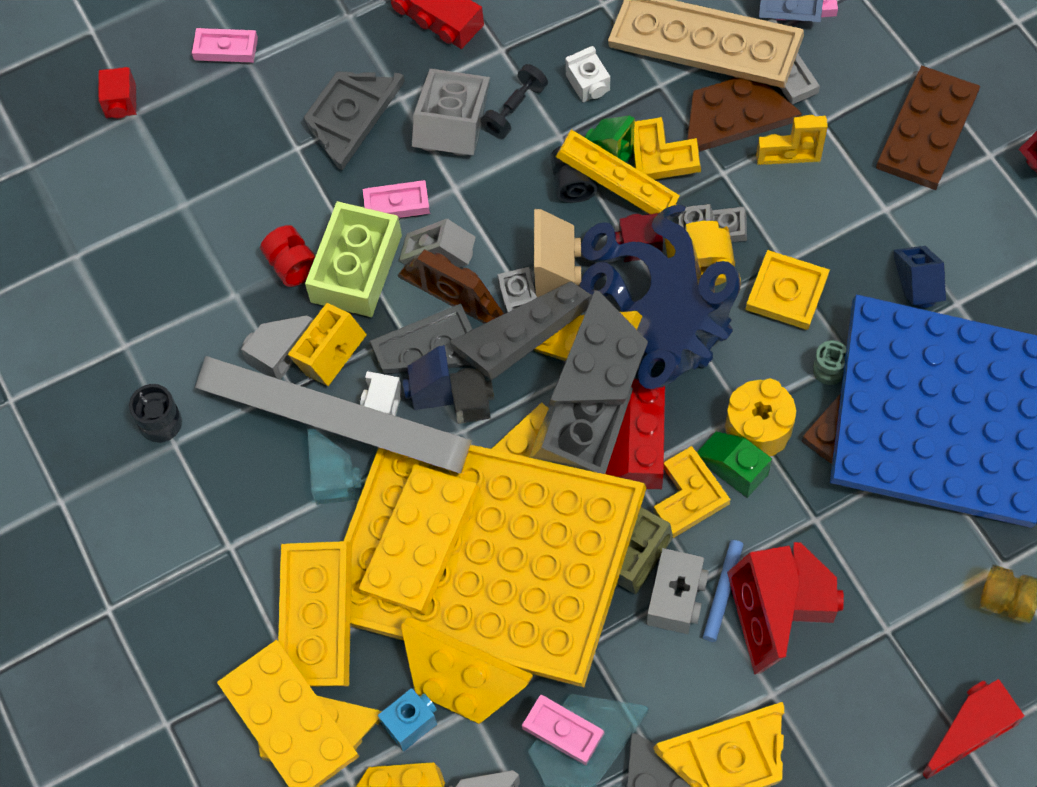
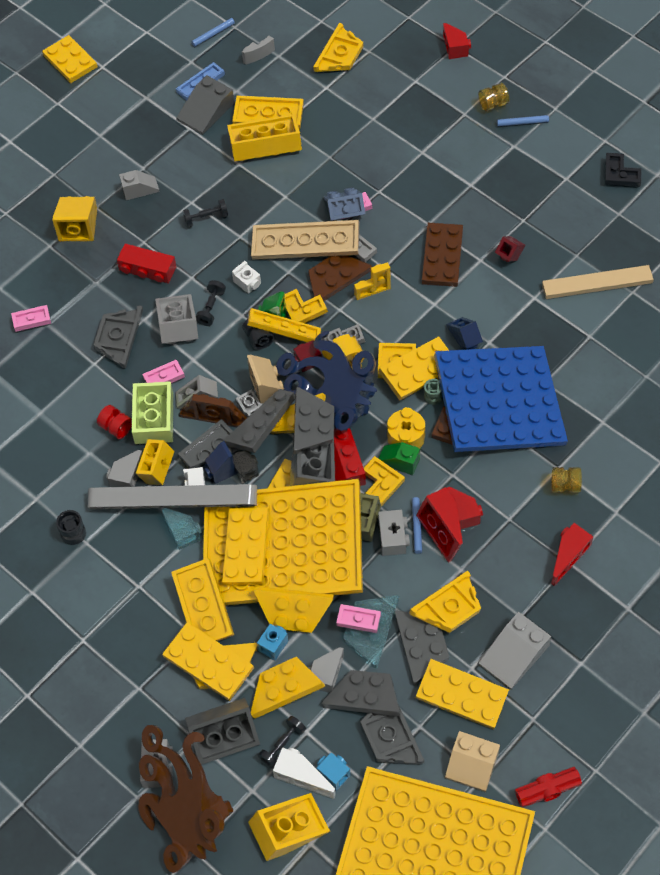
camera: 20 degrees left, 5 degrees down
(809, 314) = (413, 369): none -> yellow plate

